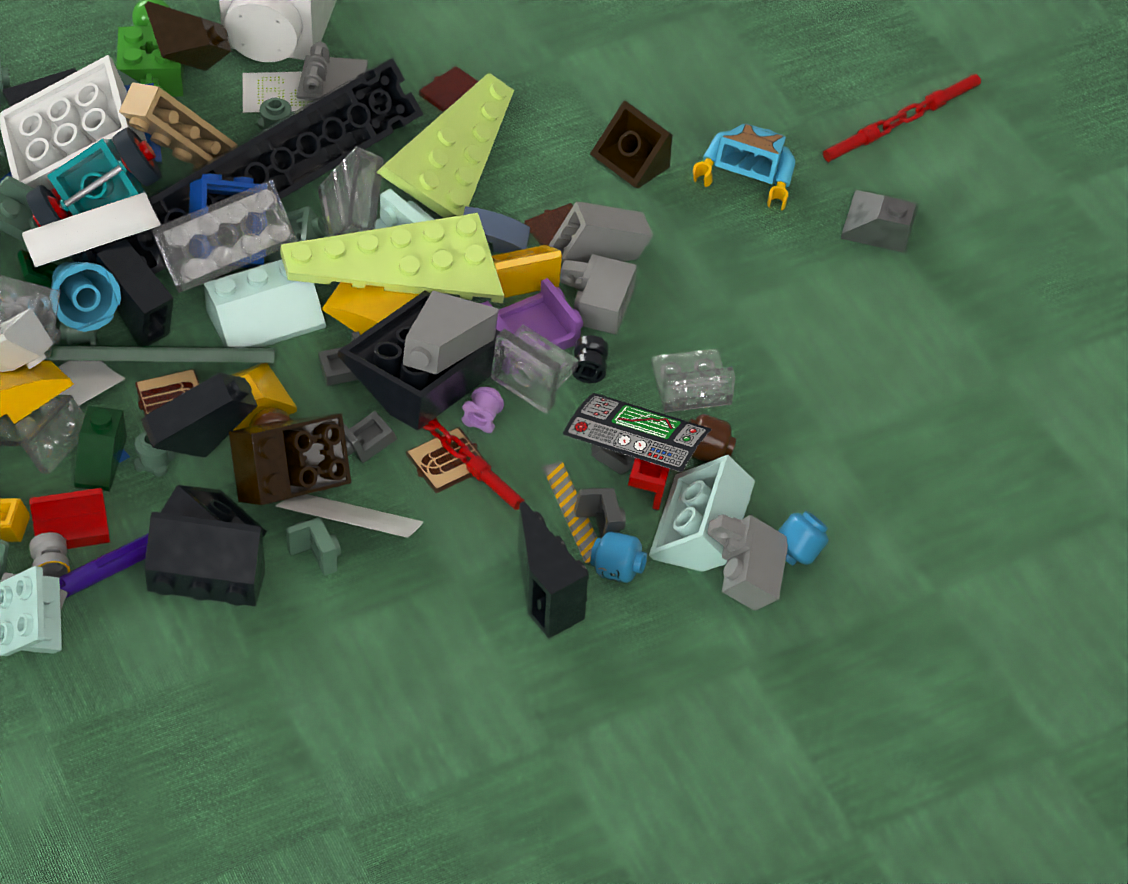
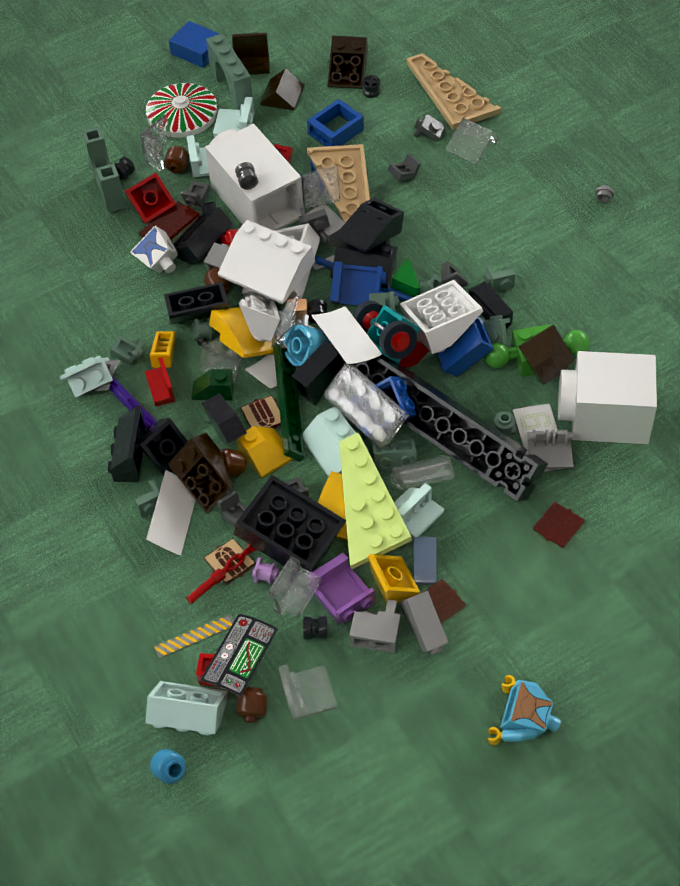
camera: 90 degrees right, 5 degrees up
(50, 553) = (133, 378): light grey wheel -> none
(173, 125) = (447, 361): tan brick -> none
(448, 332) = (290, 527): light grey slope -> none
(451, 152) = (478, 521): yellowish green wing -> none
(551, 577) = (125, 615): black slope -> none
(604, 506) = (183, 651): dark grey bracket -> none
(618, 557) = (148, 659): dark azure head -> none
(634, 146) = (520, 635): dark brown slope -> none
(753, 558) = (144, 735): light grey hinge -> none
(872, 133) = (630, 847): red piece -> none
(880, 221) = (489, 811): flat silver slope -> none

